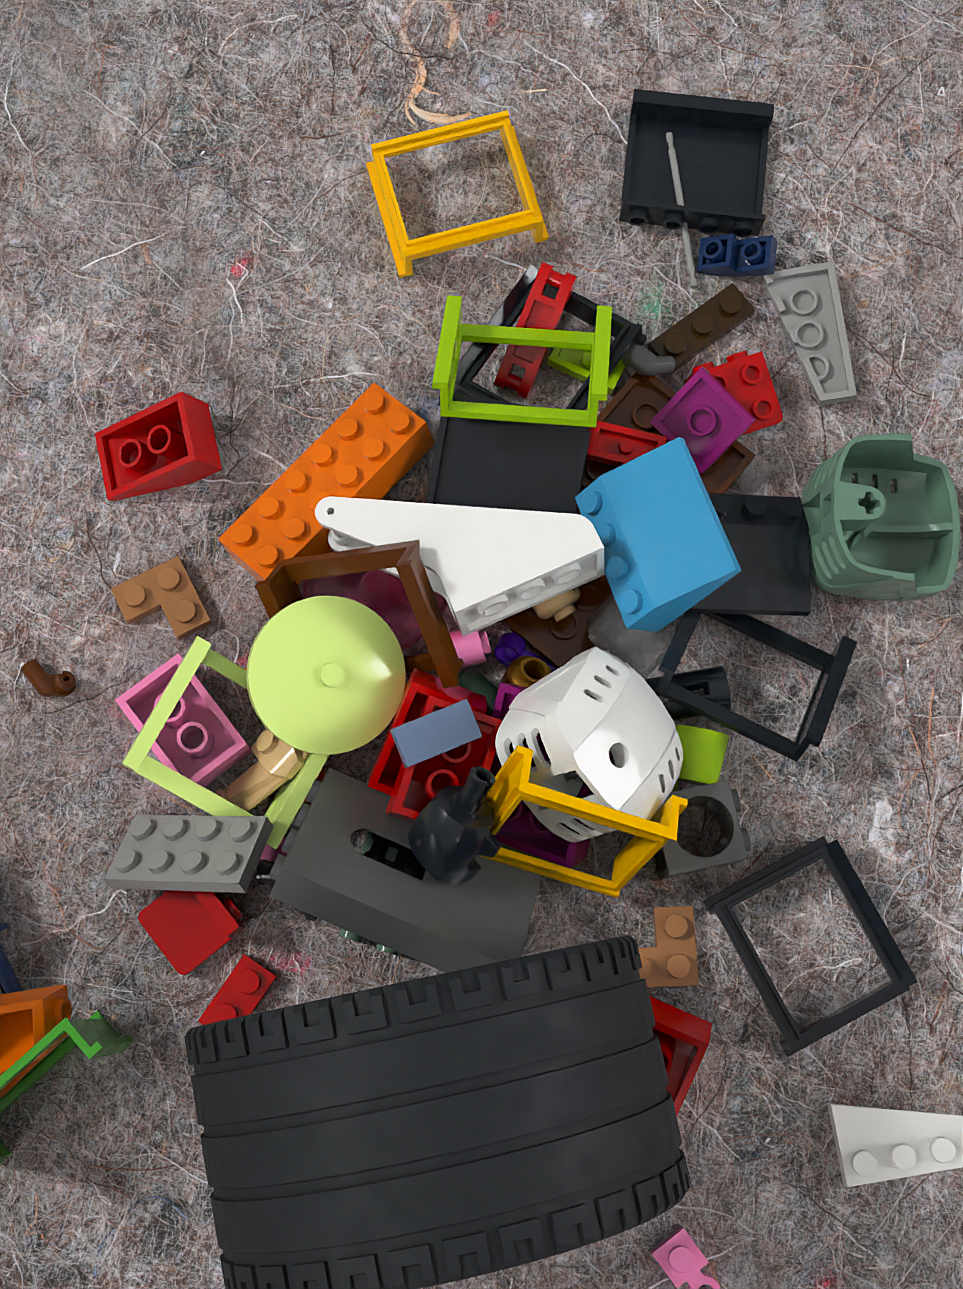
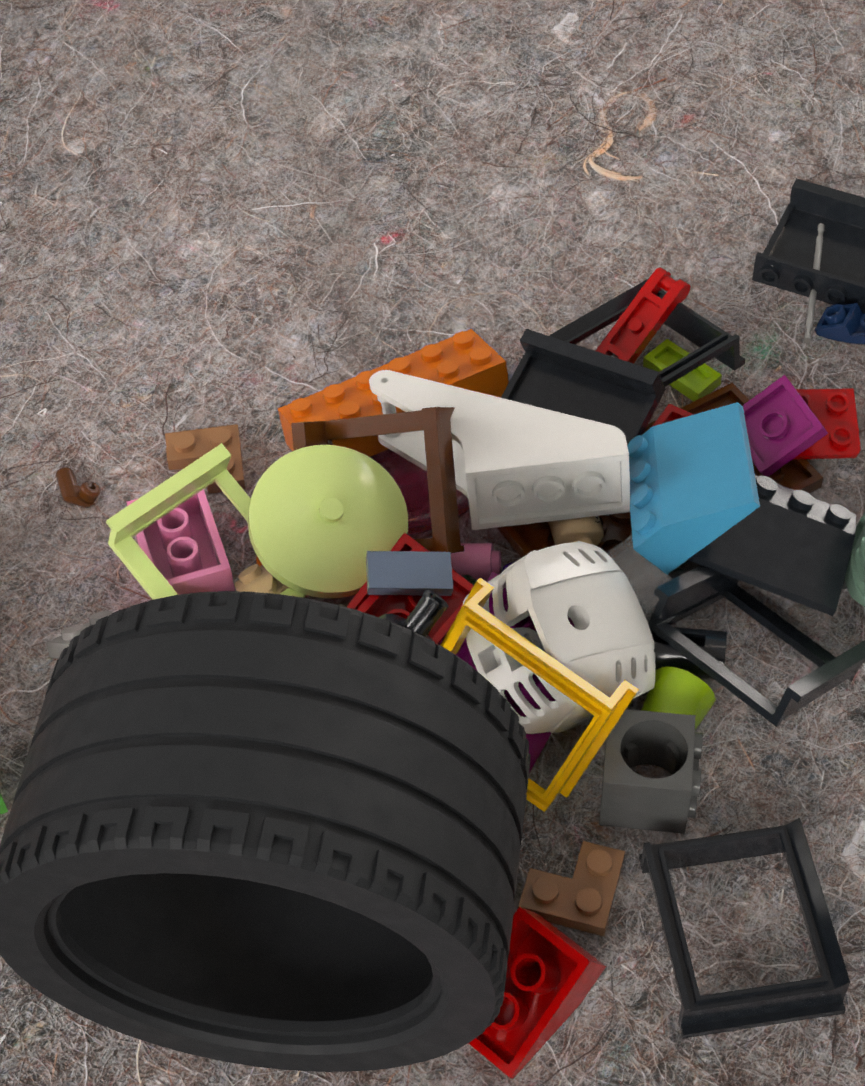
camera: 25 degrees right, 25 degrees down
(158, 448) = (259, 340): red slope -> none
(407, 250) = (602, 246): yellow piece -> none
(448, 355) = (552, 298): lime piece -> none
(646, 362) = (736, 376): dark grey arm -> none
(703, 326) = (808, 370): dark brown plate -> none

